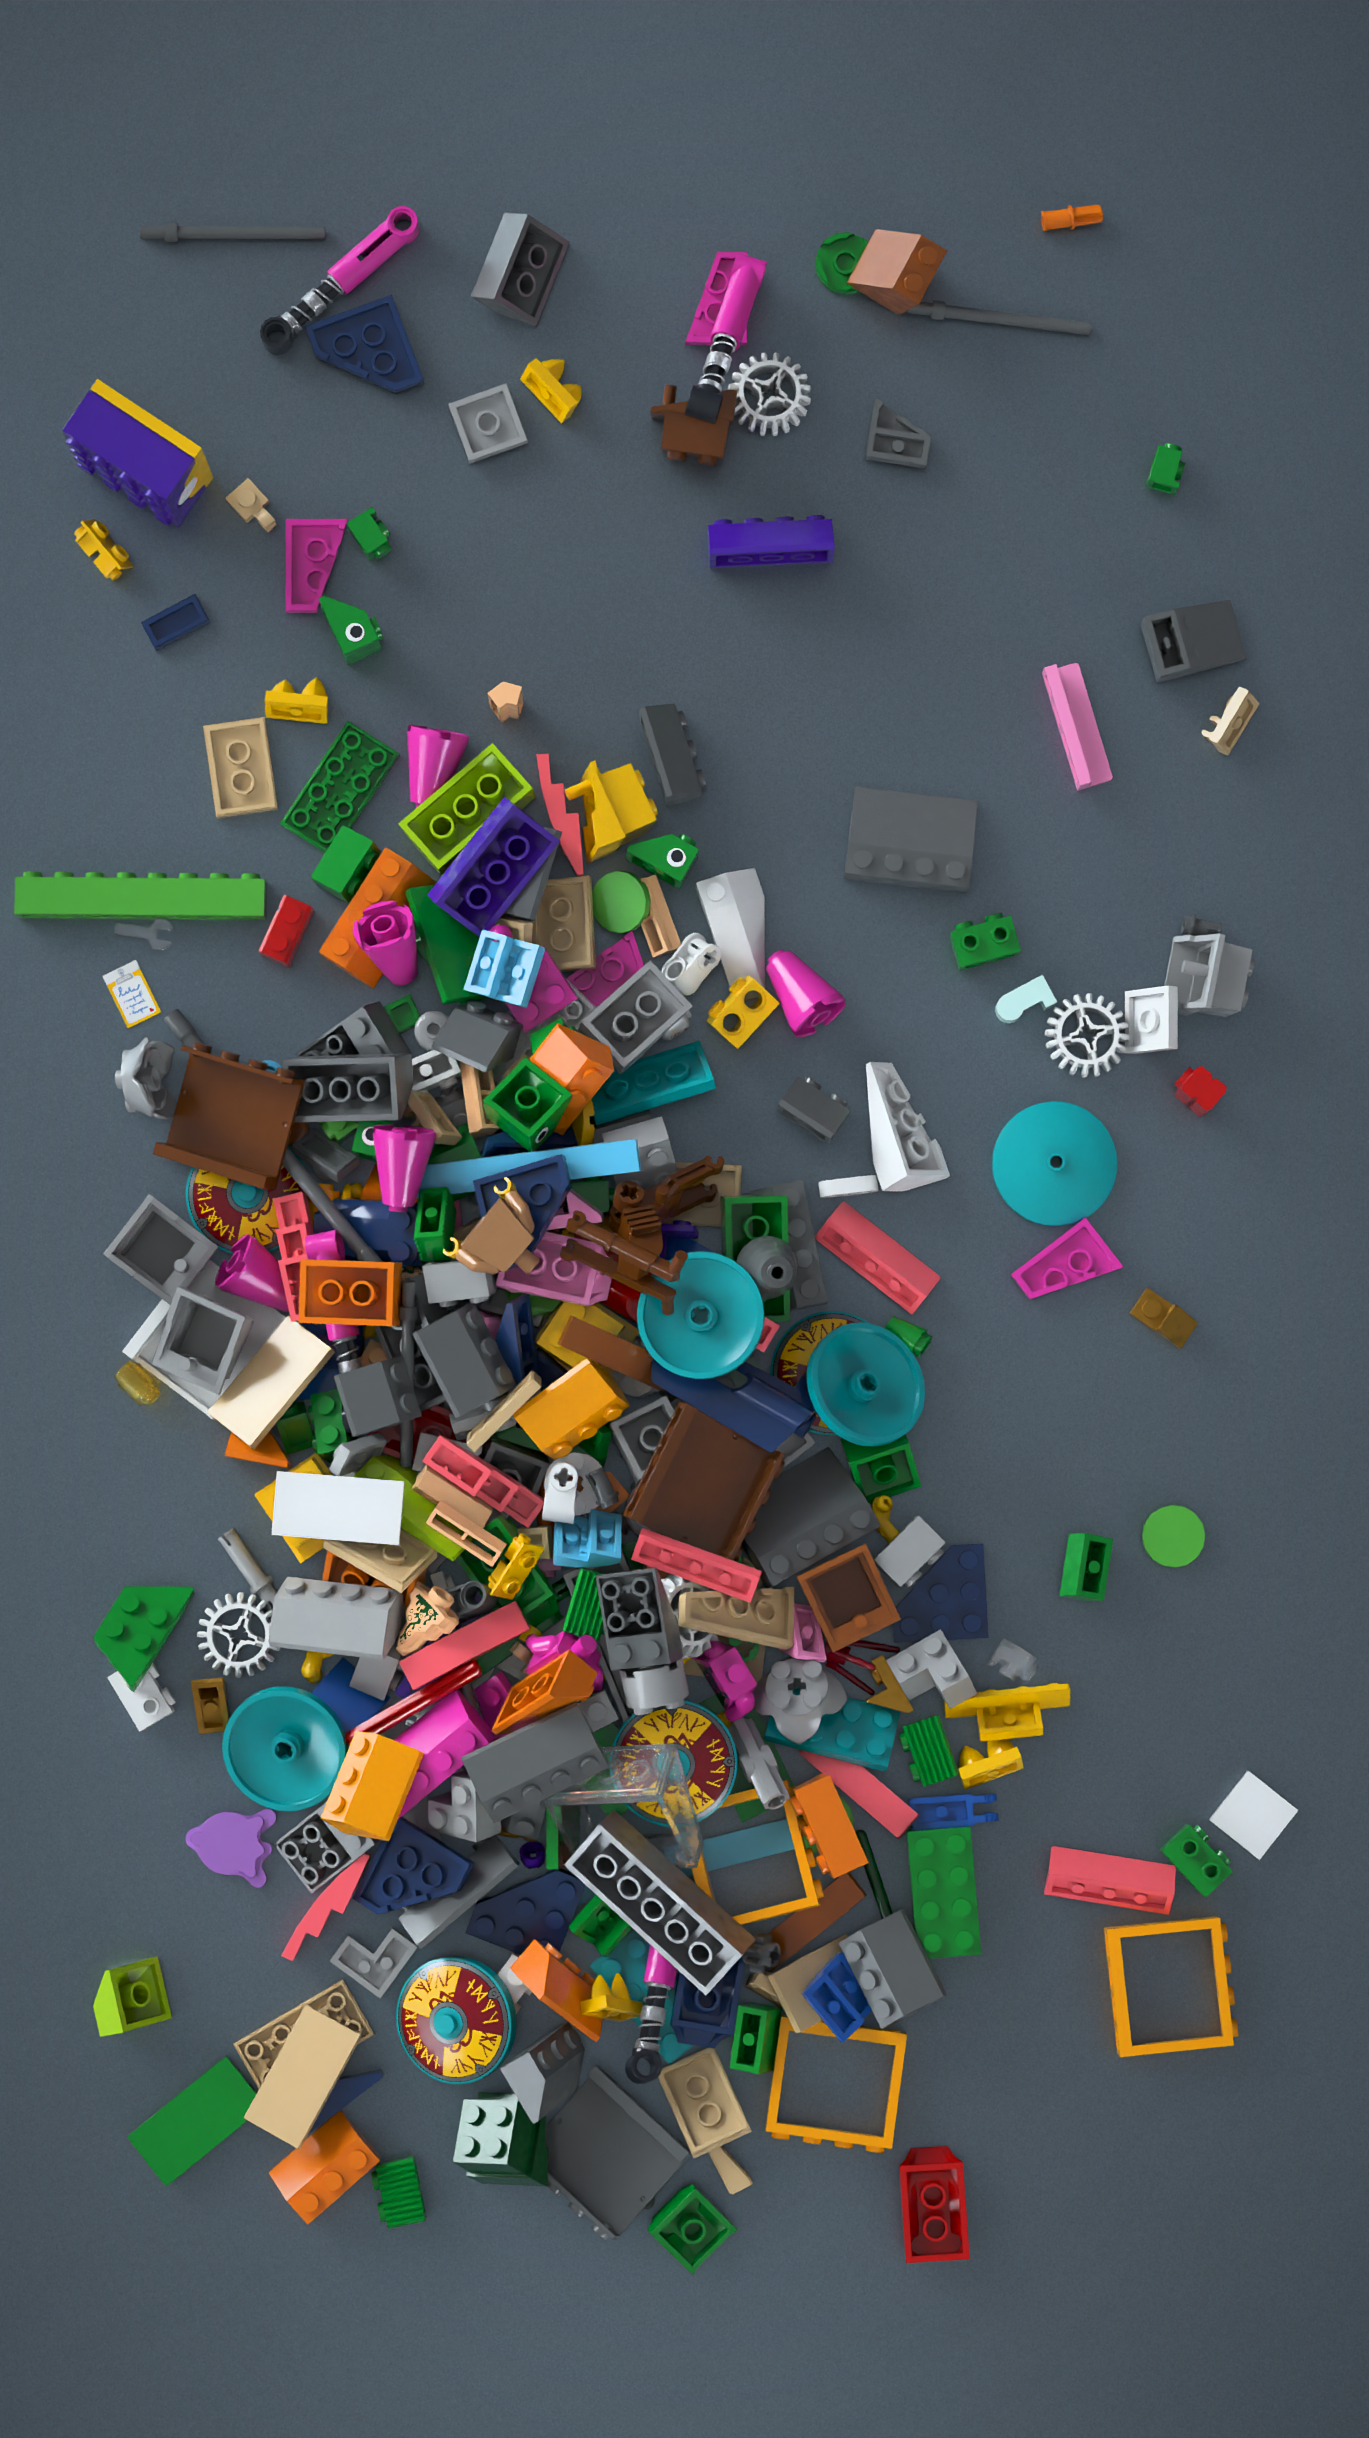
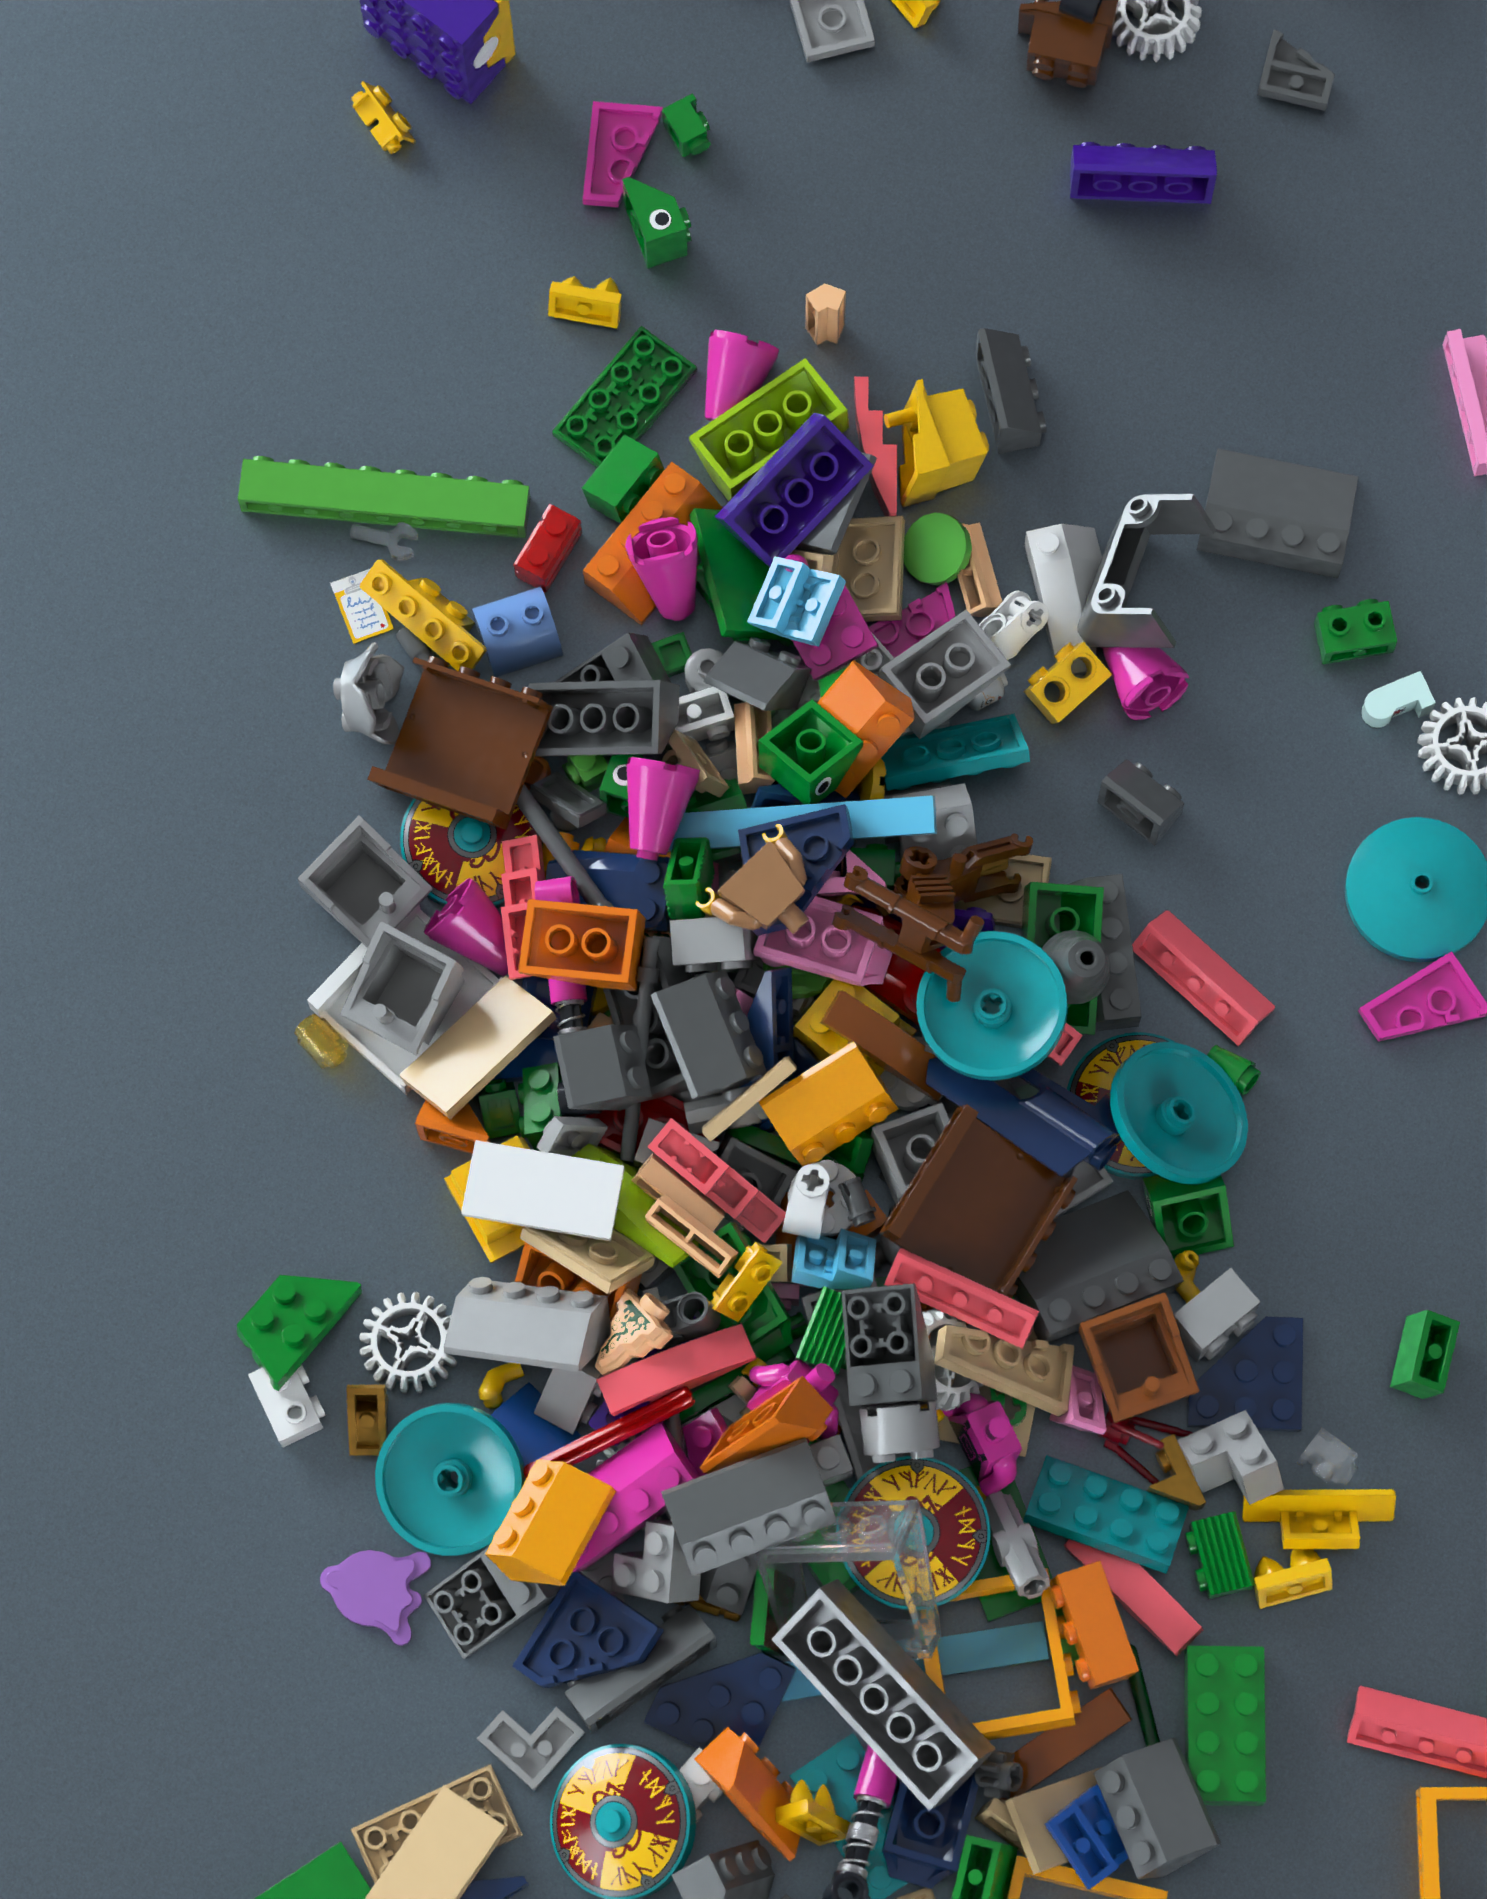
camera: 10 degrees right, 10 degrees down
(131, 1997) = (234, 1760): lime slope -> none
(175, 622) = (456, 204): dark blue tile -> none
(188, 1000) = (426, 613): none -> yellow bracket
(240, 767) = (513, 367): tan tile -> none
(246, 1563) = (440, 1285): light grey pin -> none
(250, 504) = (556, 84): tan plate -> none
(267, 1006) = (517, 631): none -> medium blue brick
(334, 1897) = (490, 1662): coral slope -> none
(531, 1848) = (733, 1636): dark purple hinge -> none
(600, 1926) = (809, 1723): green bracket -> none
(666, 857) = (994, 500): green slope -> none
(769, 941) = (1104, 616): none -> dark grey windscreen
(801, 1714) = (1069, 1491): light grey brick -> none
(848, 1186) = (1174, 892): white beam -> none
(900, 1145) = (1238, 850): white wedge -> none
(950, 1811) = (1242, 1629): blue hinge -> none

